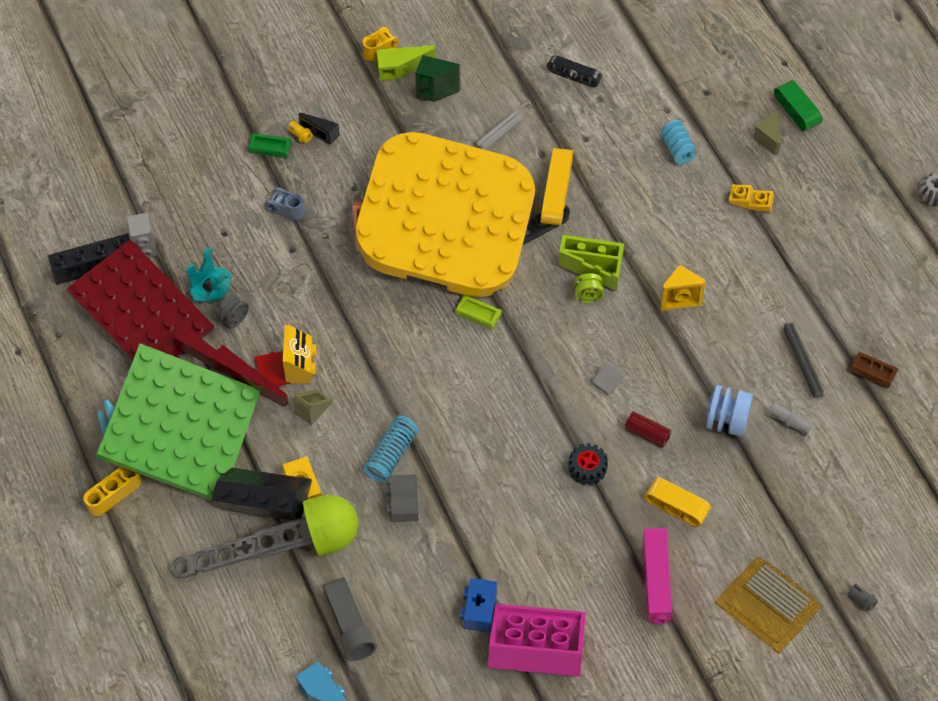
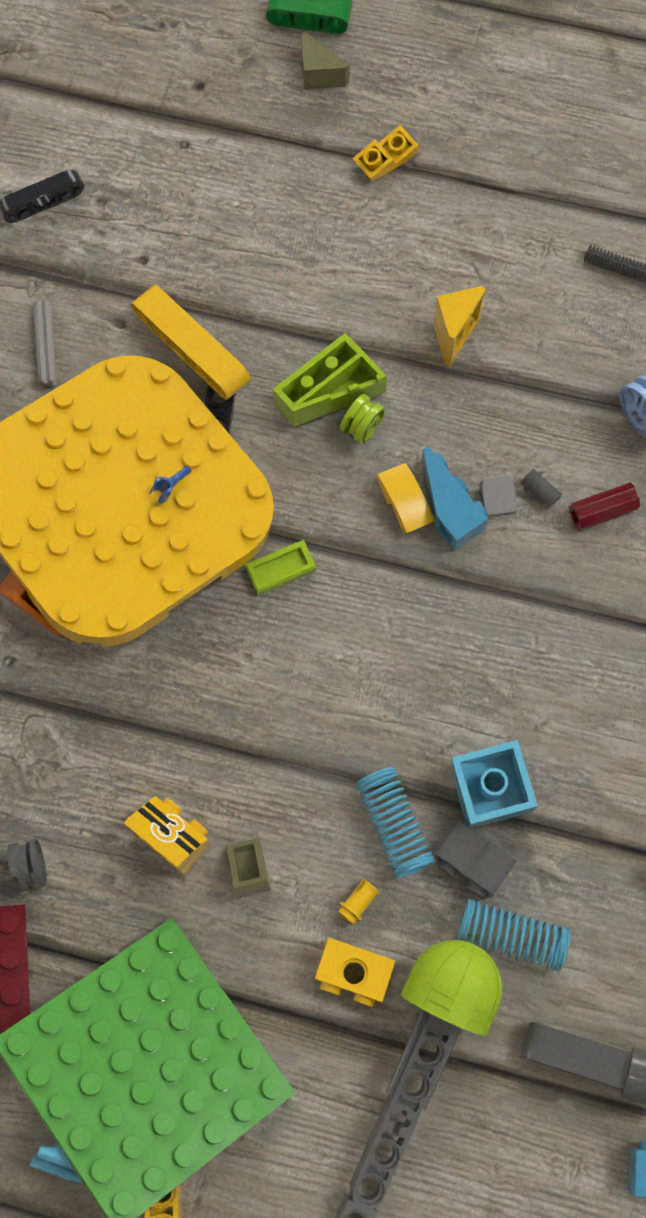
camera: 50 degrees left, 15 degrees up
(228, 364) = (101, 933): dark red slope -> none
(261, 493) = (336, 1037): black slope -> none
(272, 367) = (149, 877): red piece -> none
(337, 463) = (357, 902): none -> yellow pin
(387, 561) = (561, 947): none -> medium azure piece
(448, 476) = (493, 784): none -> medium azure slope
(466, 224) = (166, 485): none -> blue hand
(565, 337) = (405, 497): none -> yellow slope
(579, 359) = (453, 509): none -> dark azure slope
(582, 458) = (599, 598): black wheel -> none
(630, 399) = (541, 488): none -> dark grey pin
(678, 142) = (246, 167): medium azure piece -> none

